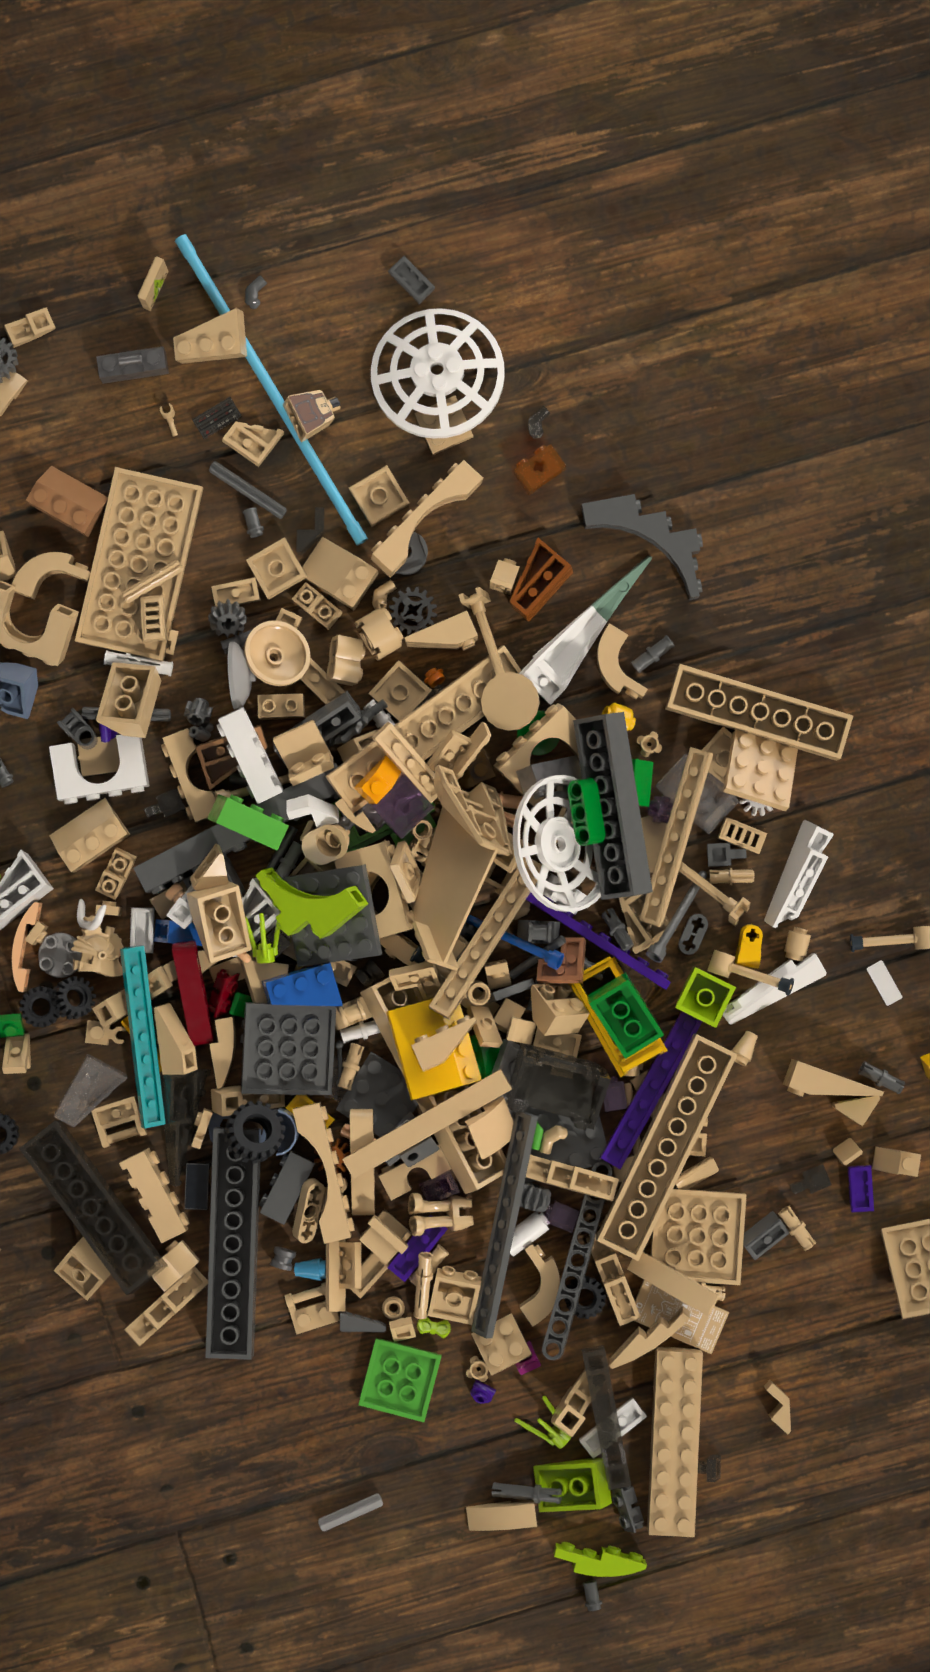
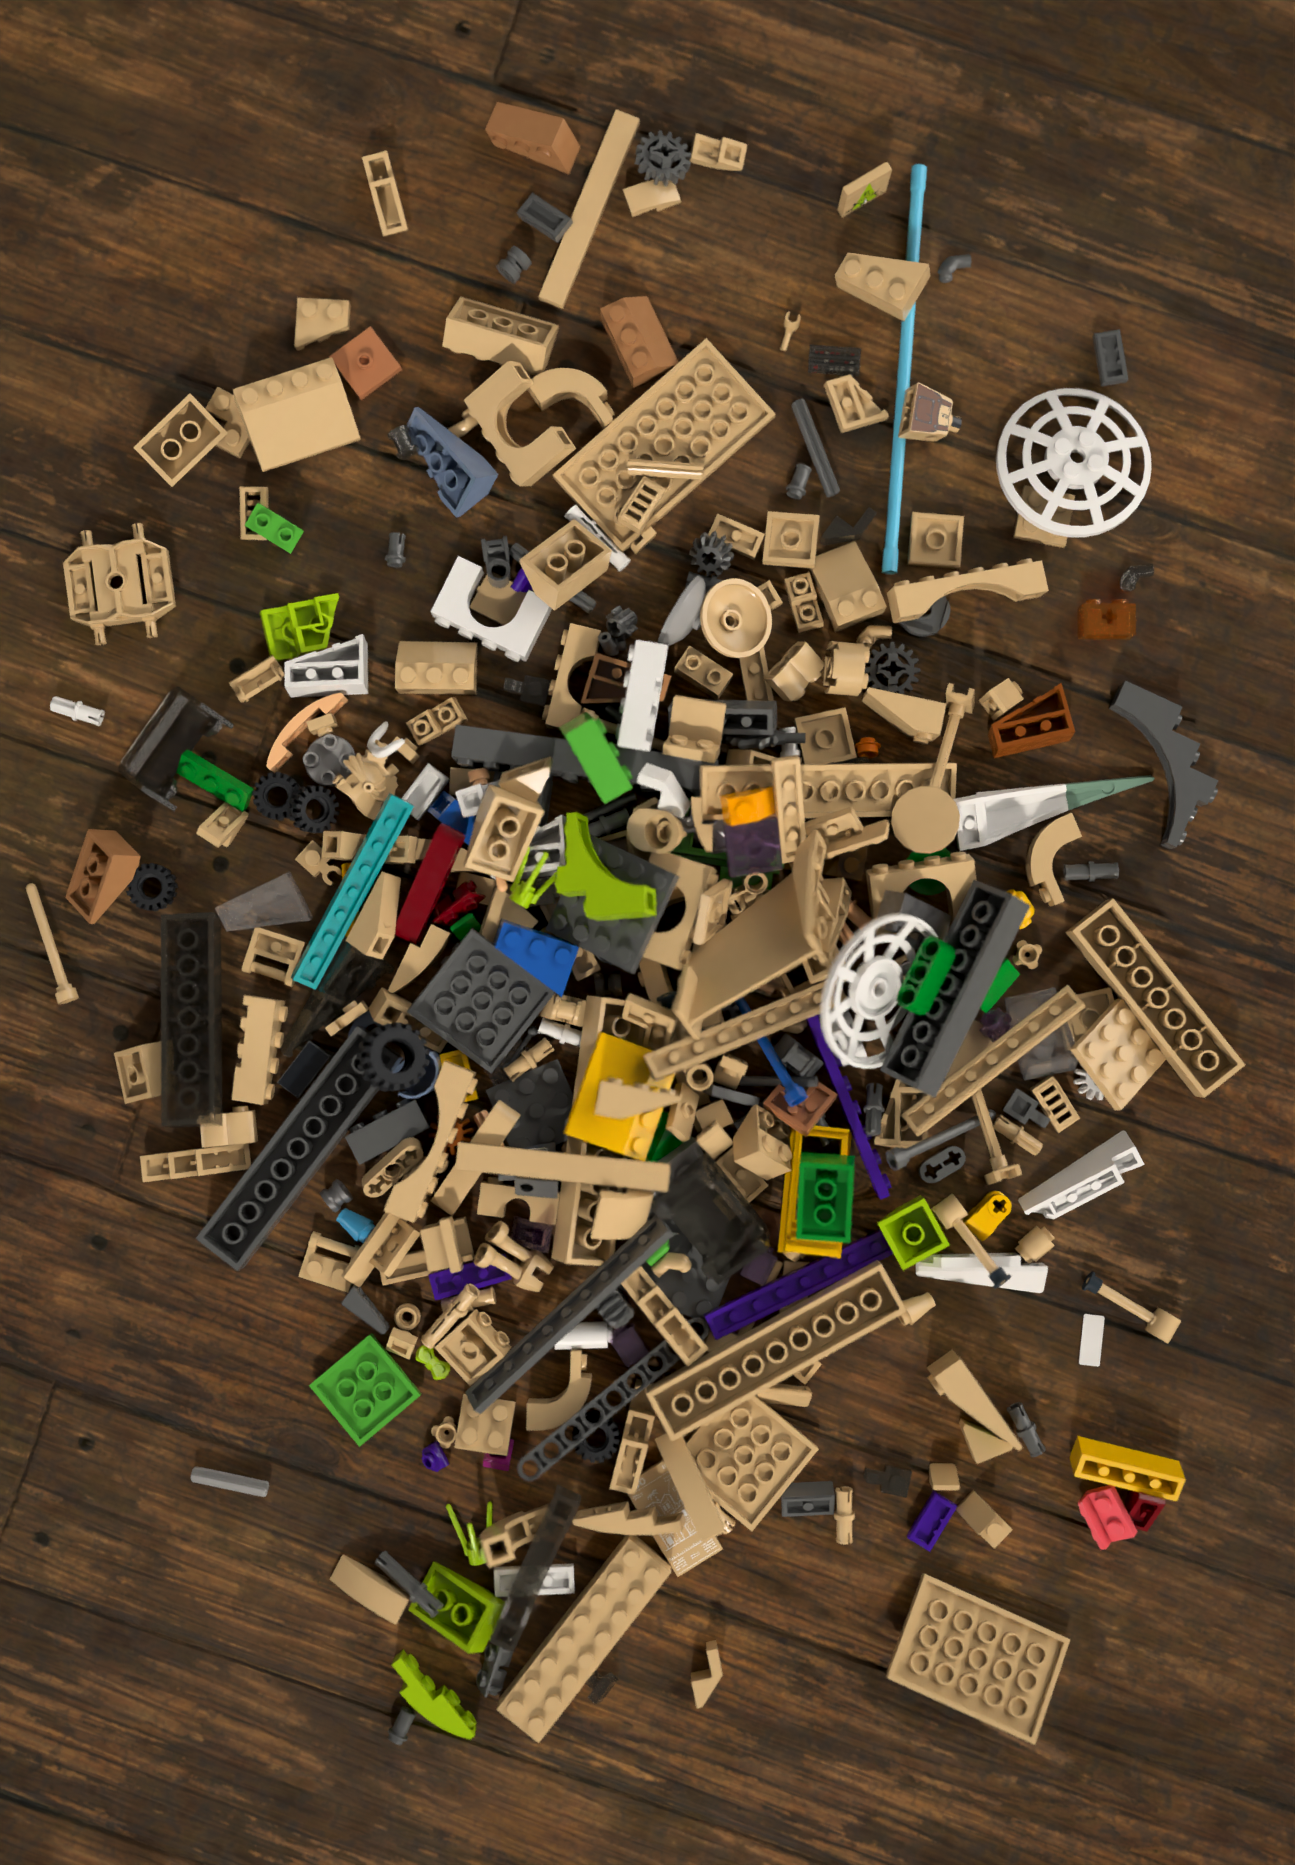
camera: 40 degrees right, 0 degrees up
(132, 364) = (790, 254): flat silver piece -> none

